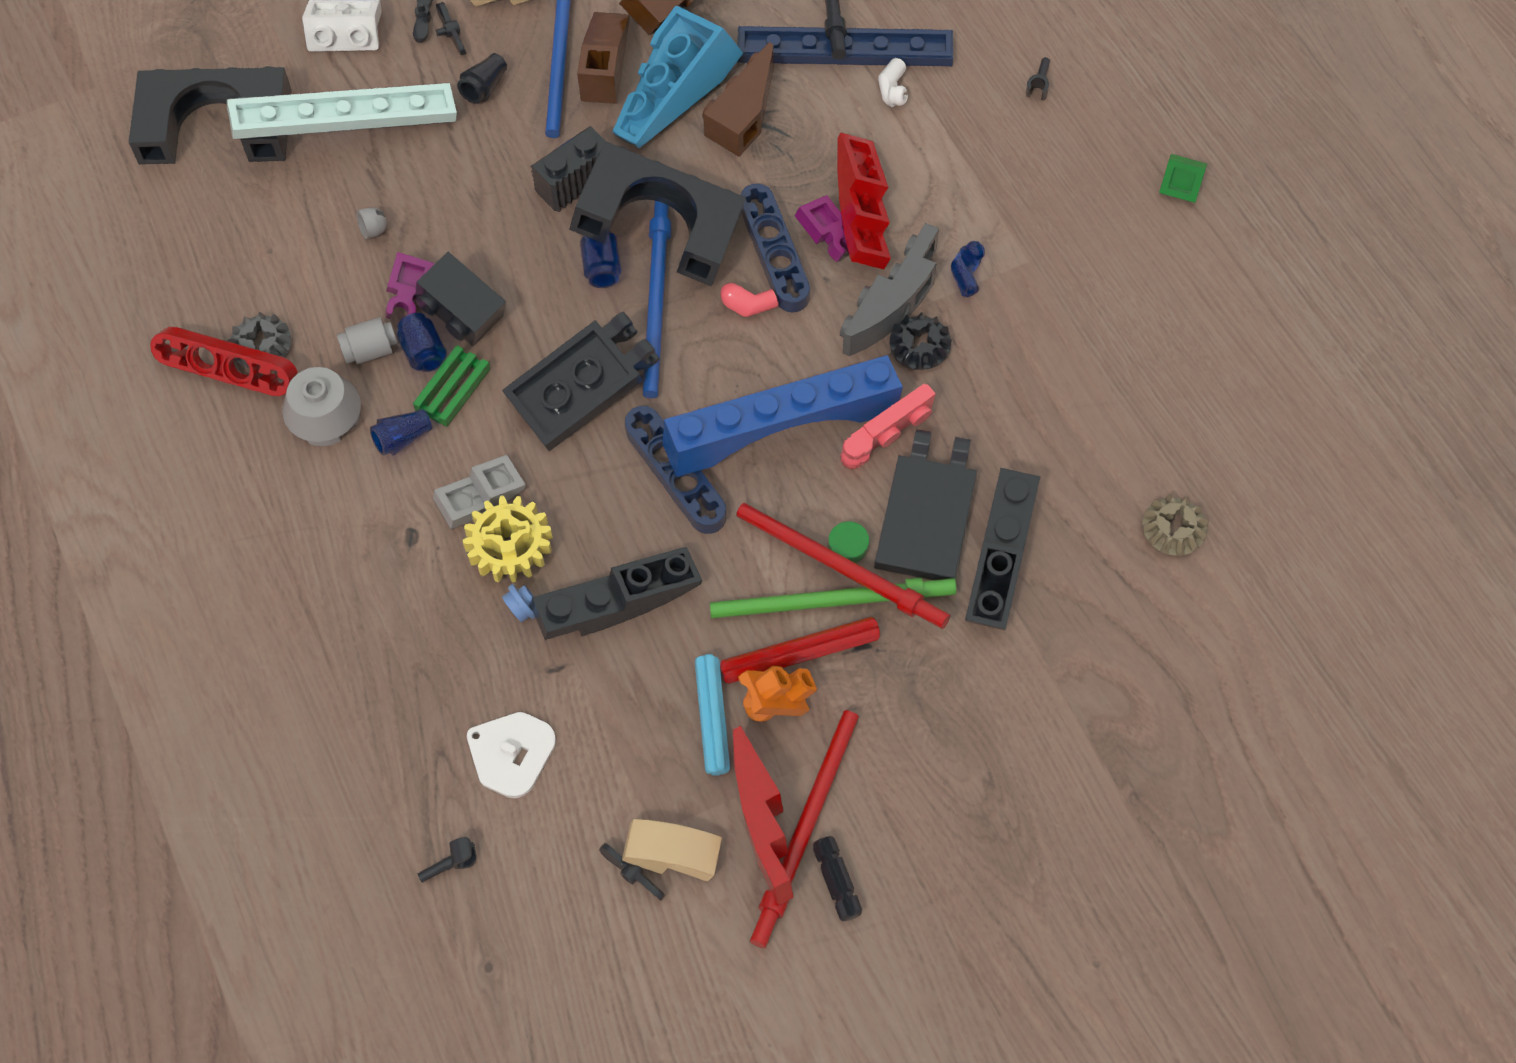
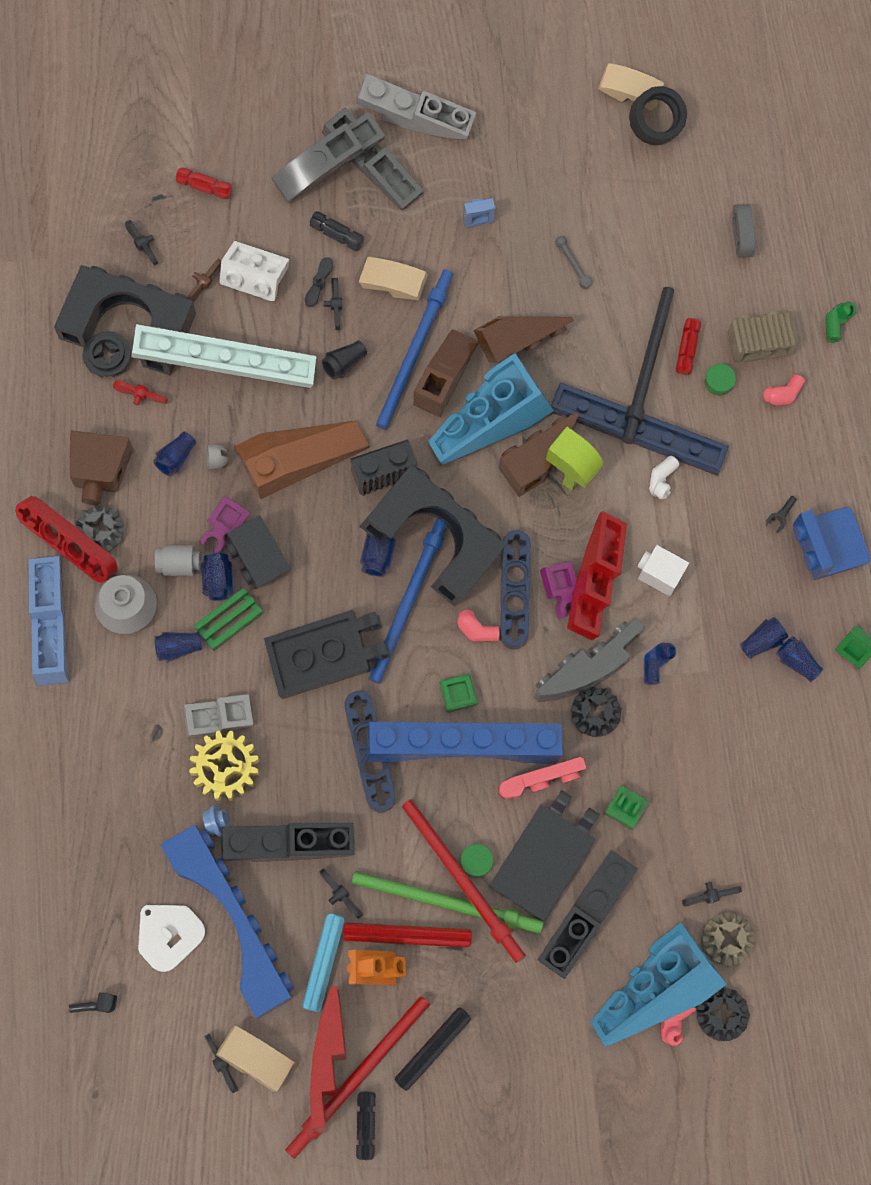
camera: 15 degrees right, 10 degrees up
(199, 36) = (141, 242): none -> black piece
(208, 147) = (94, 350): none -> black gear
(233, 269) = (98, 463): none -> reddish brown torso
(234, 459) = (48, 621): none -> medium blue slope
(255, 186) = (139, 392): none -> red piece
(289, 51) = (203, 280): none -> reddish brown piece
(320, 236) = (174, 454): none -> clear blue cone
(460, 196) = (292, 455): none -> dark orange wedge
(514, 656) = (260, 980): none -> blue arch
(700, 632) = (341, 894): none -> black piece
(753, 373) = (458, 693): none -> green tile
(788, 83) = (574, 458): none -> lime brick
(881, 764) = (432, 1049): none -> black axle
(932, 172) = (662, 569): none -> white brick
(997, 428) = (626, 807): none -> green tile
(1078, 201) = (764, 638): none -> clear blue cone
(1105, 86) = (830, 542): none -> blue bracket
(1123, 211) = (798, 658): none -> clear blue cone
(1129, 588) = (667, 984): none -> dark azure wedge
(1135, 487) = (711, 895): none -> black piece
(1149, 635) = (672, 1027): none -> coral arm
(1197, 621) = (712, 1025): none -> black gear

